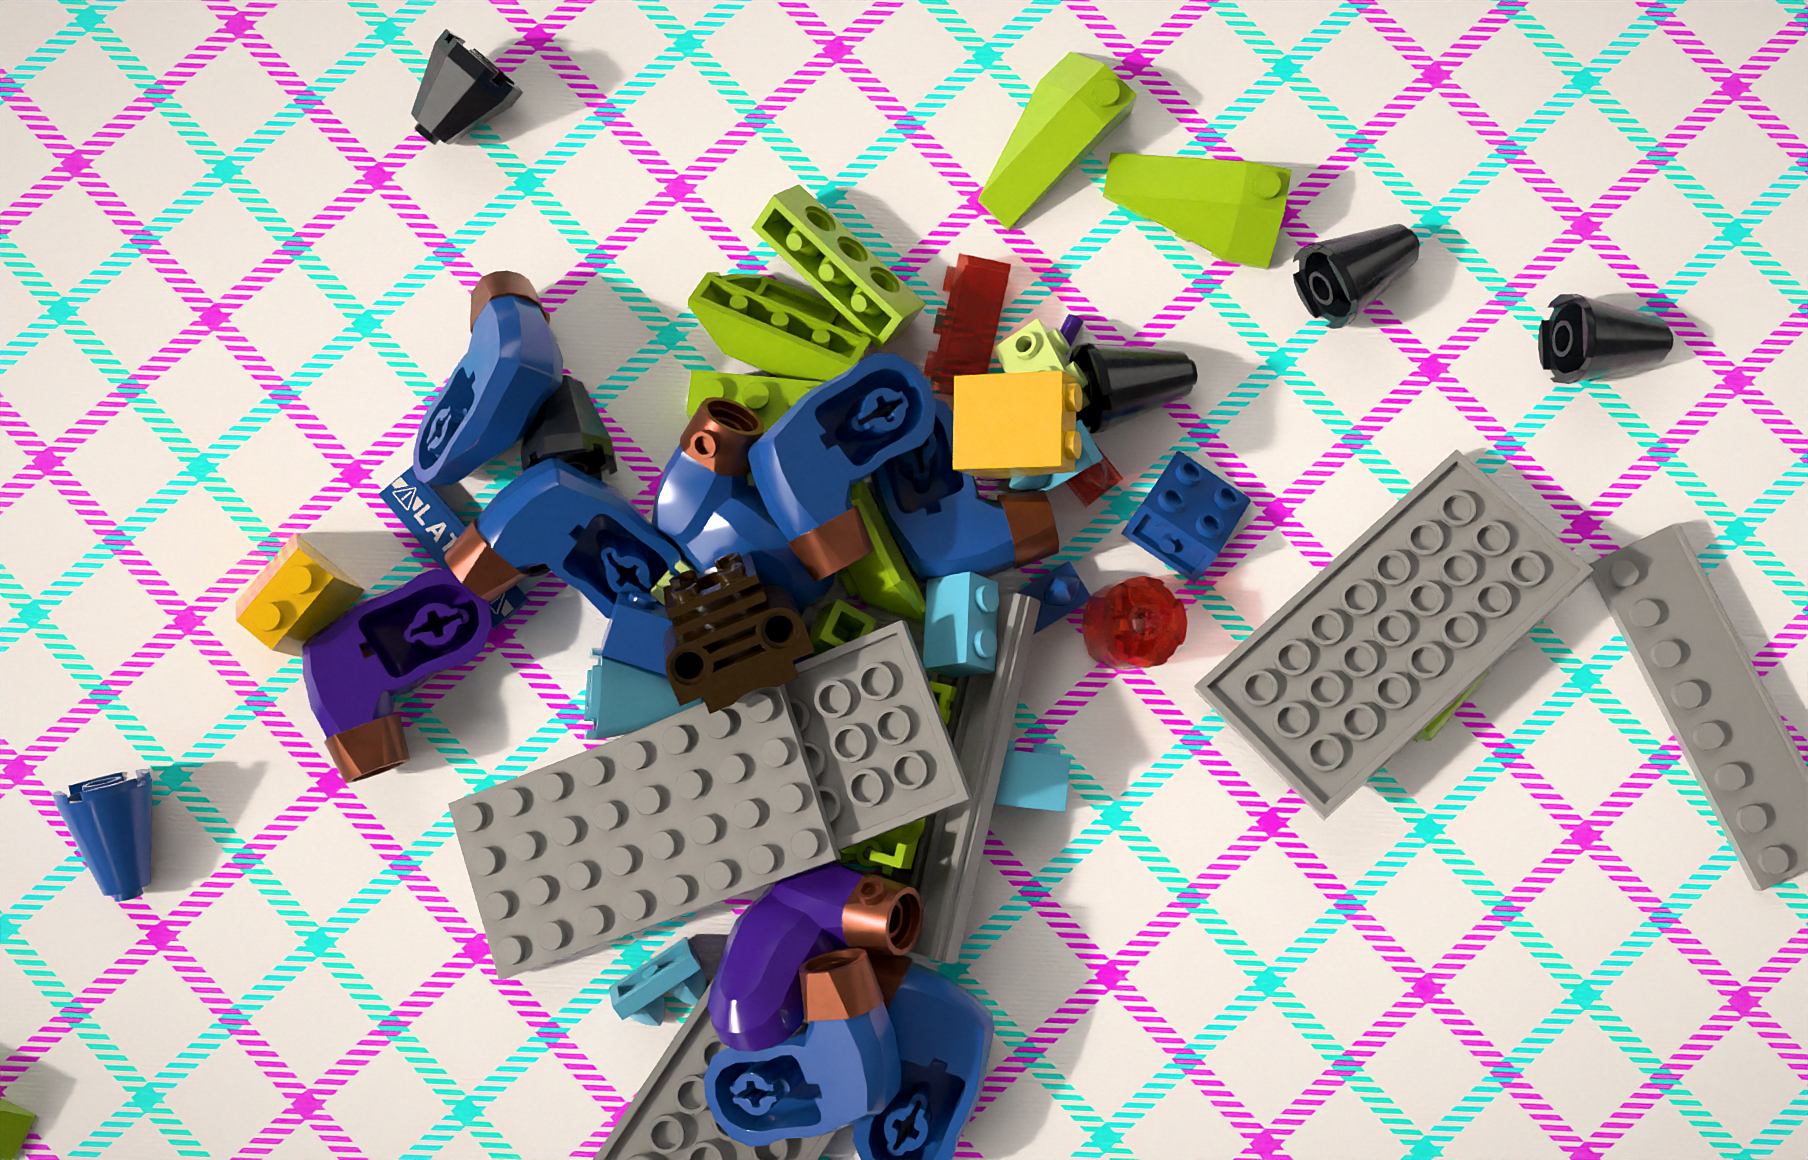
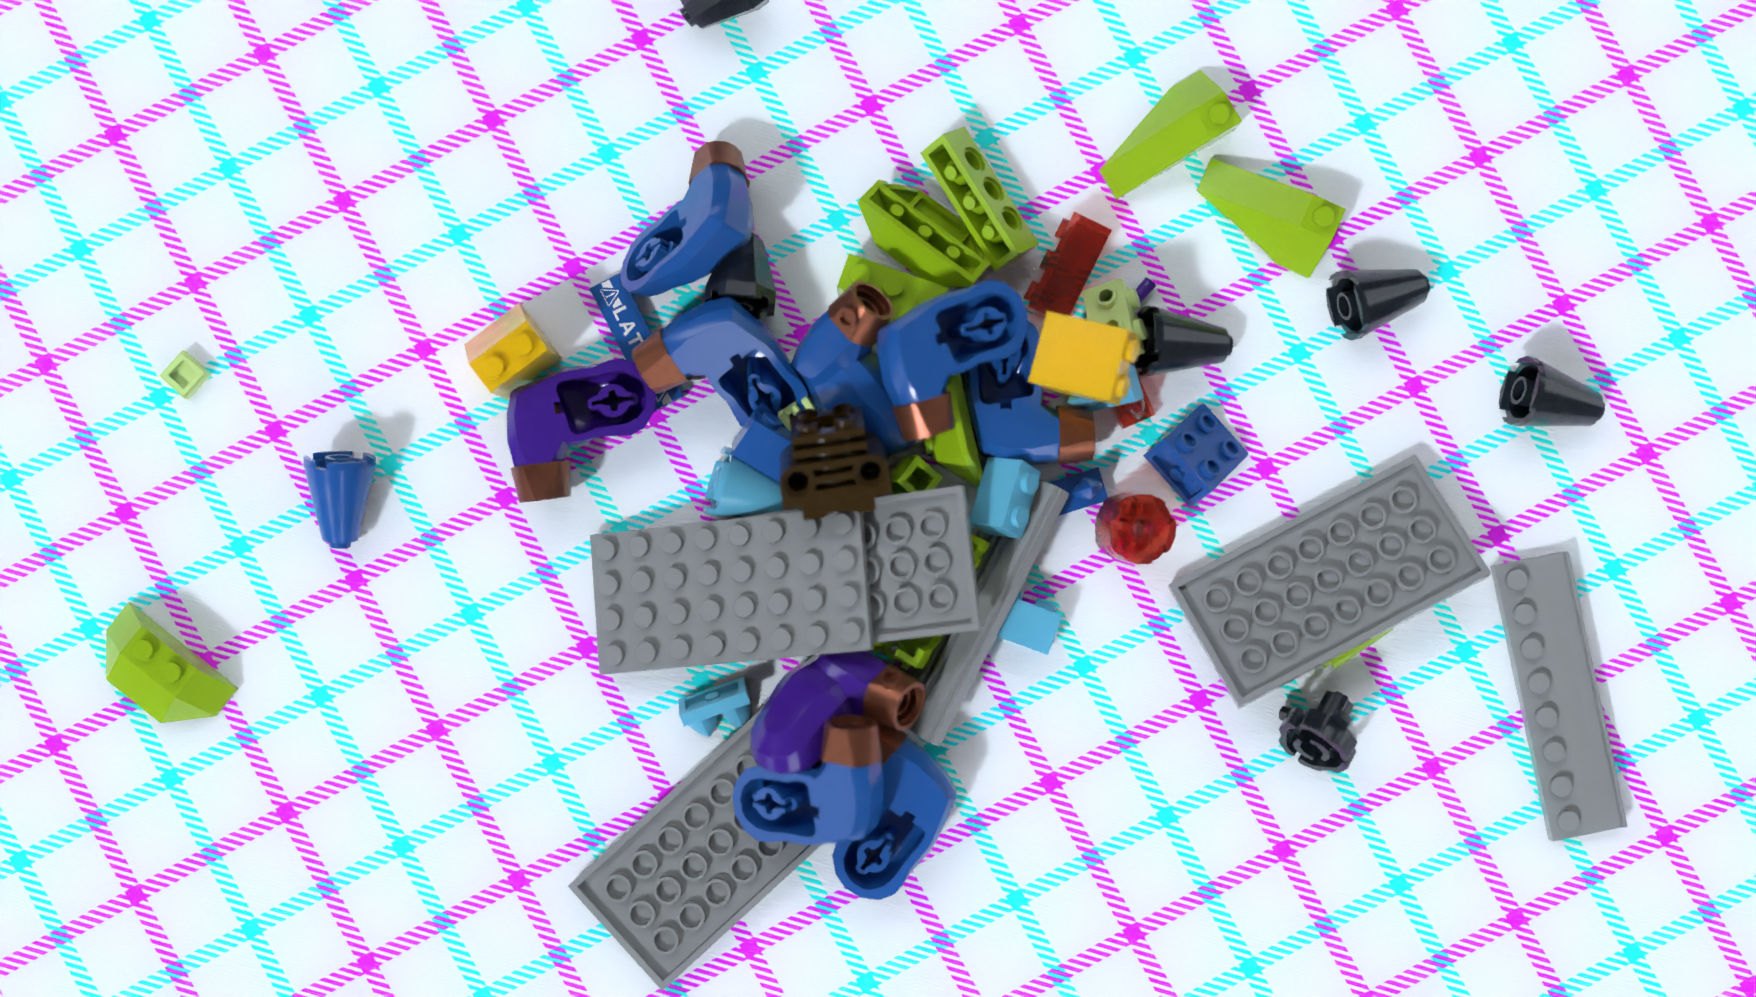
camera: 20 degrees right, 5 degrees up
(1434, 826) = (1320, 733): none -> black piece

